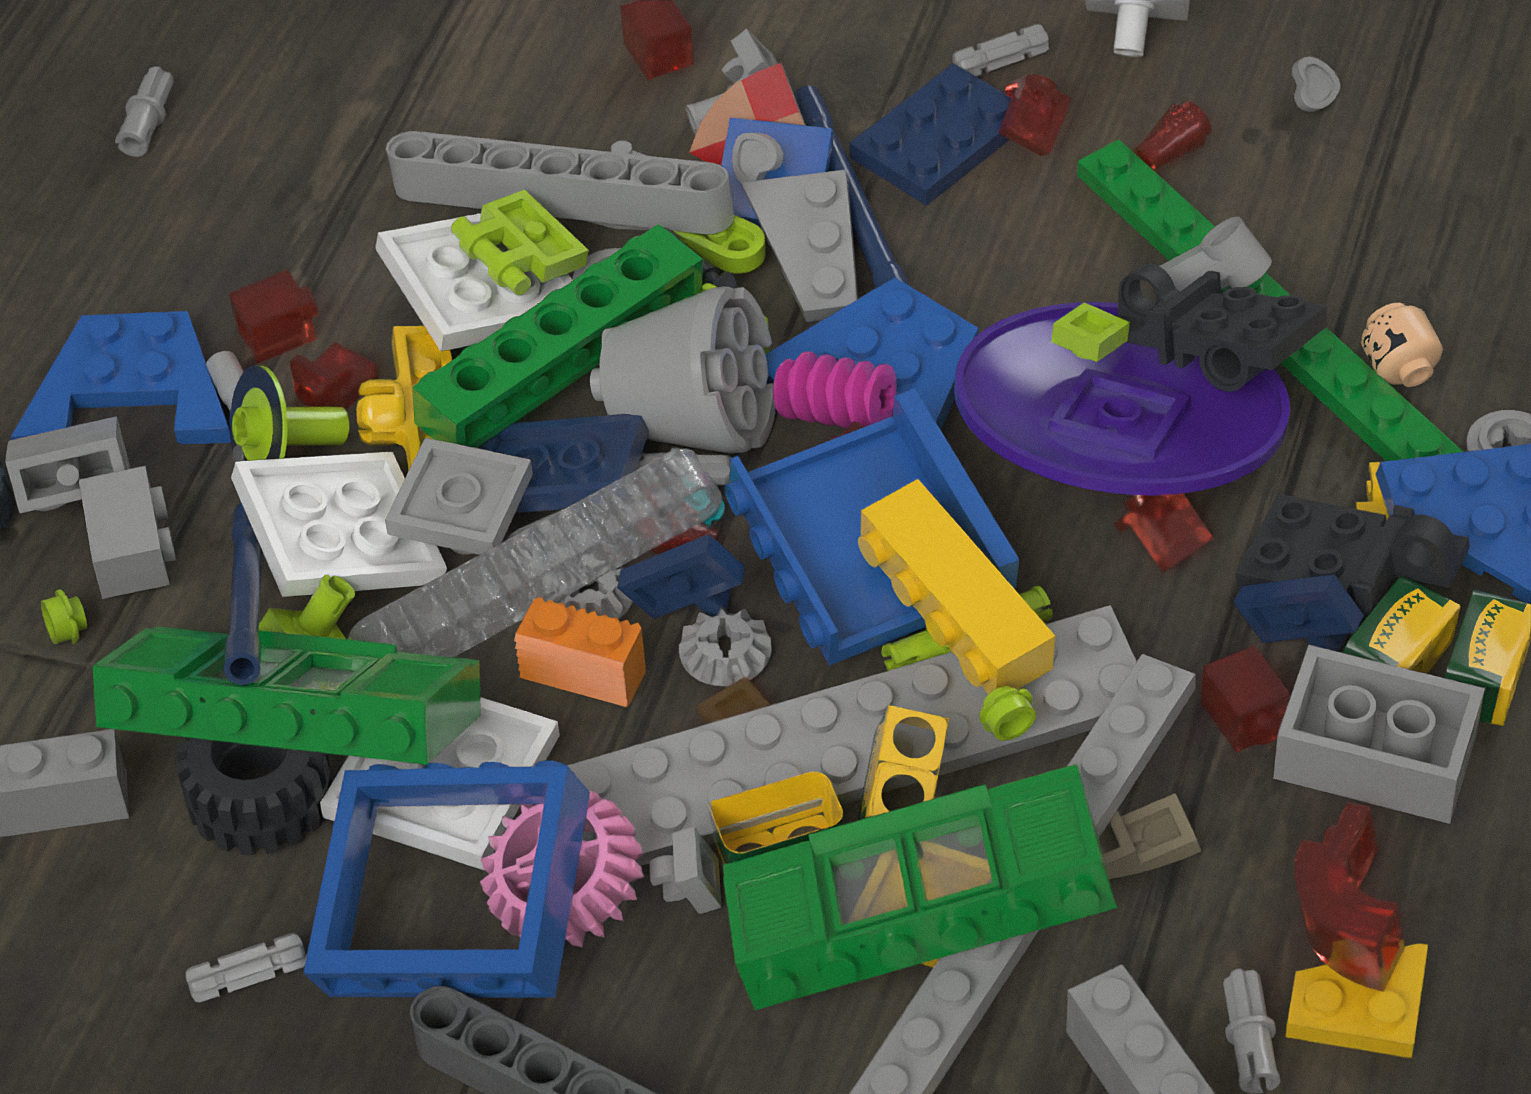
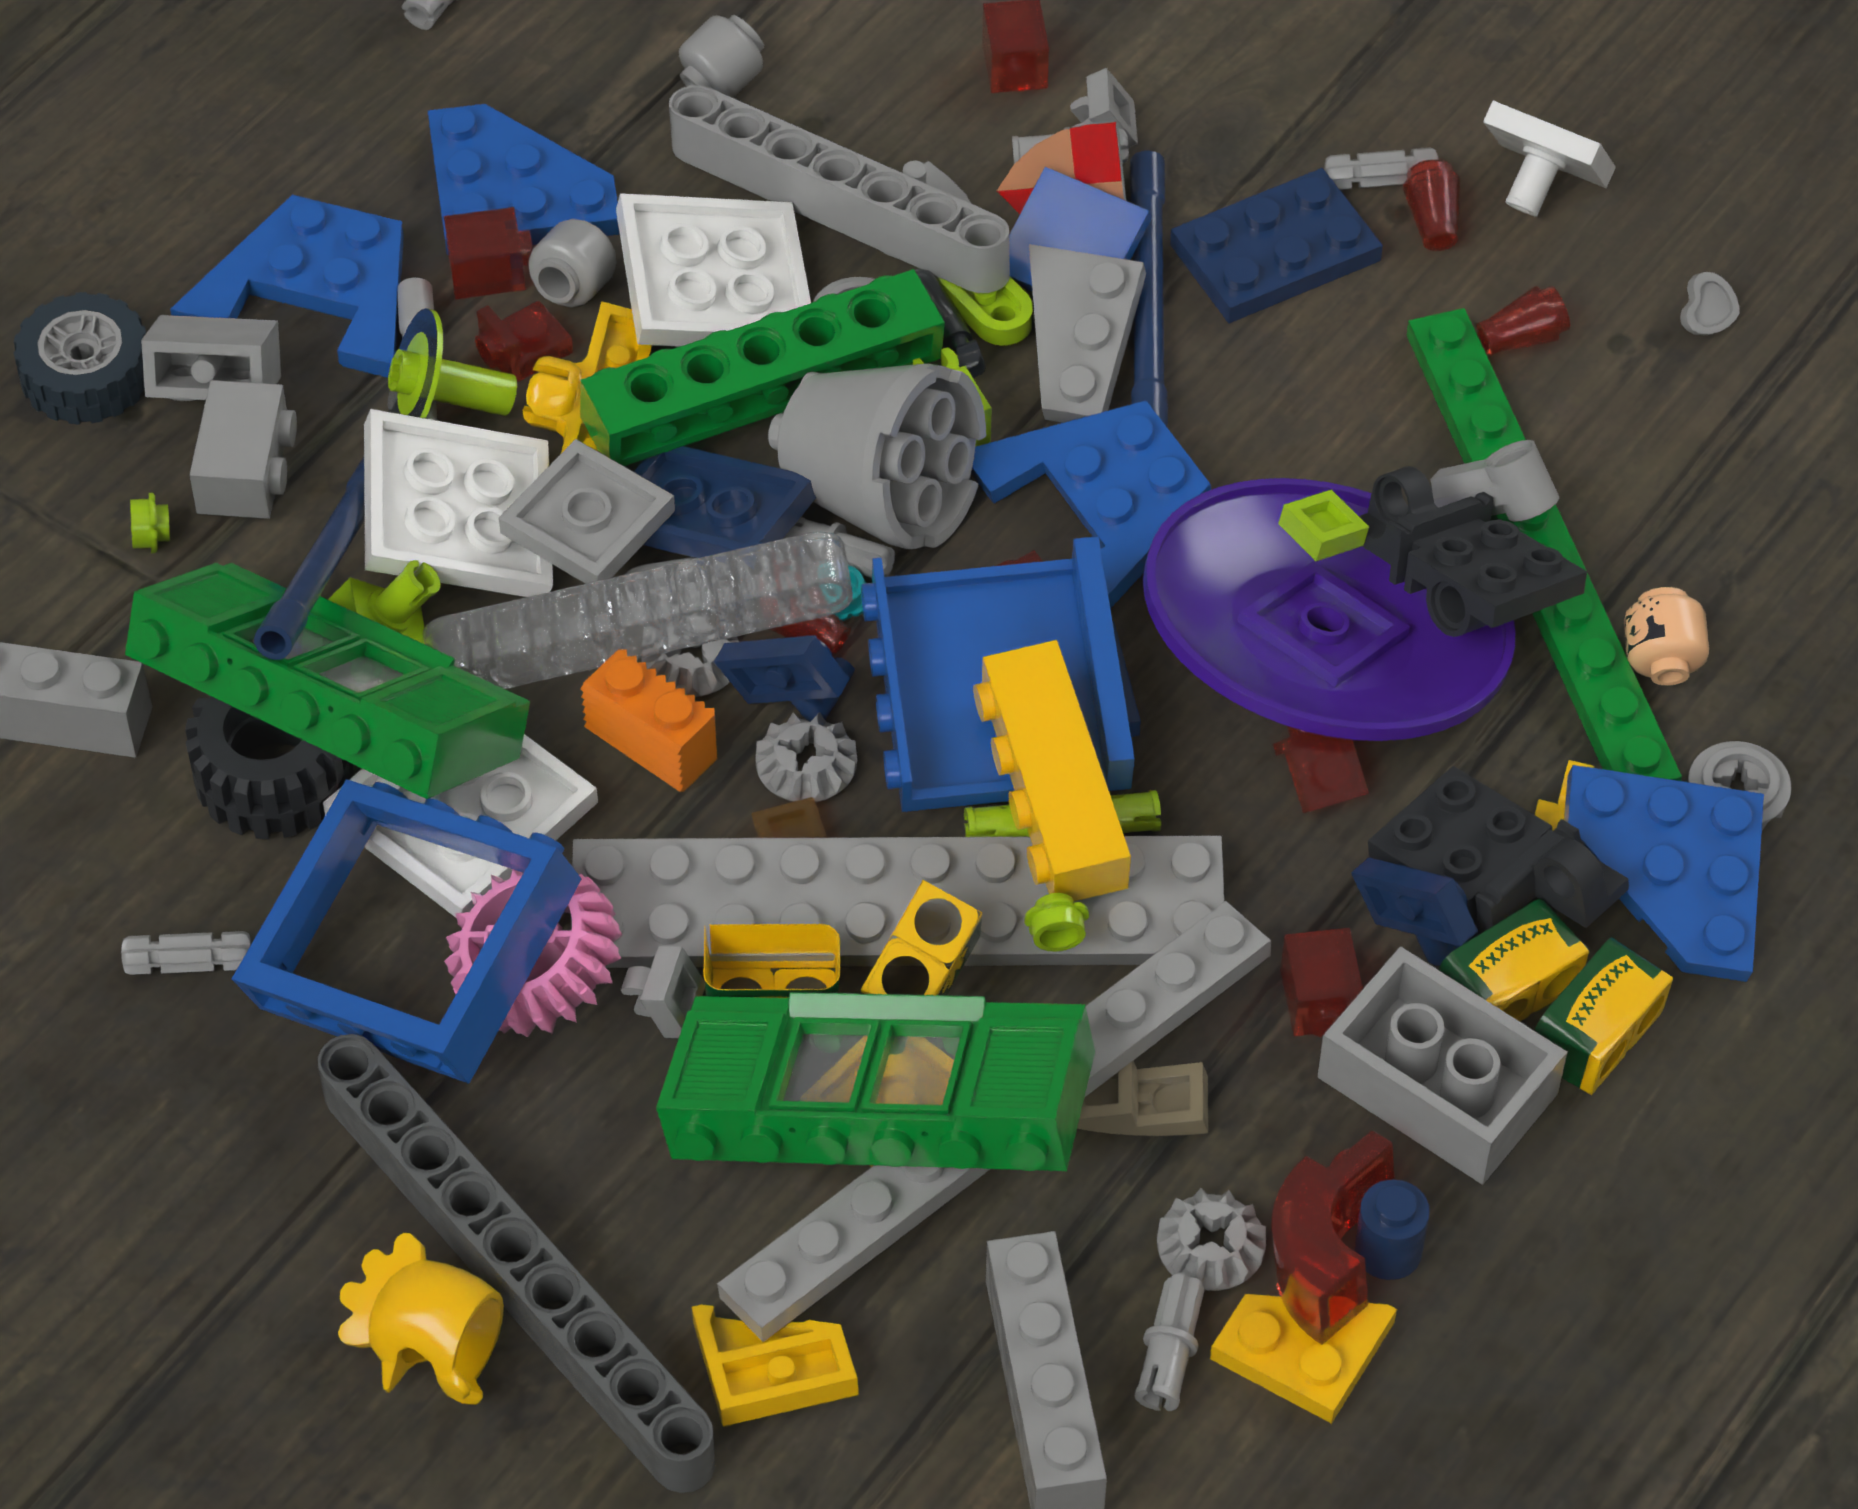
camera: 15 degrees right, 5 degrees up
(248, 242) = (499, 164): none -> blue plate
(352, 303) = (572, 263): none -> light grey head
(411, 103) = (722, 55): none -> light grey head
(531, 235) = (782, 245): lime plate -> none
(755, 156) = (1053, 219): light grey piece -> none
(834, 390) = (1028, 508): dark pink piece -> none
(1034, 113) = (1382, 252): clear red bracket -> none
(1055, 58) = (1434, 202): none -> clear red cone
(1264, 953) = (1214, 1265): none -> light grey gear
(1399, 874) = (1392, 1229): none -> dark blue brick

